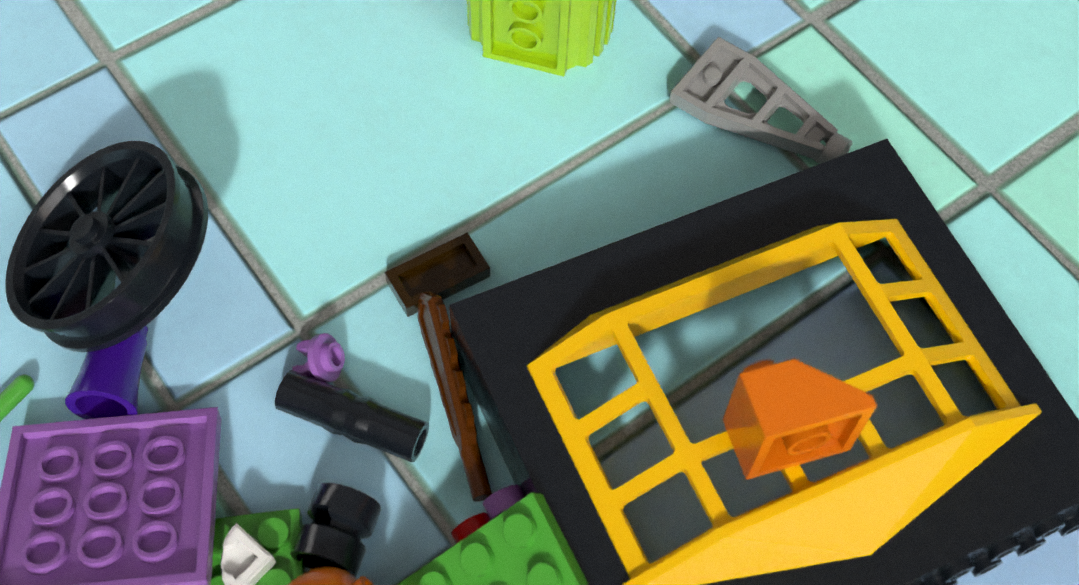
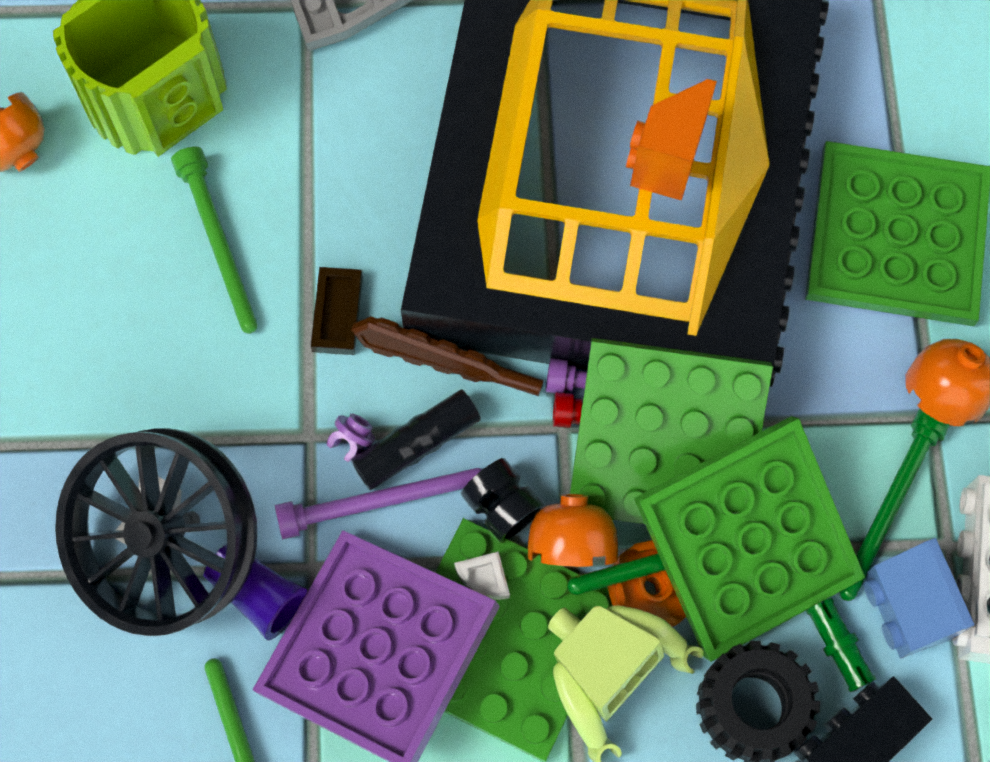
camera: 55 degrees left, 10 degrees up
(205, 360) = (296, 517): none -> medium lavender piece
(487, 81) = (191, 166): none -> bright green piece

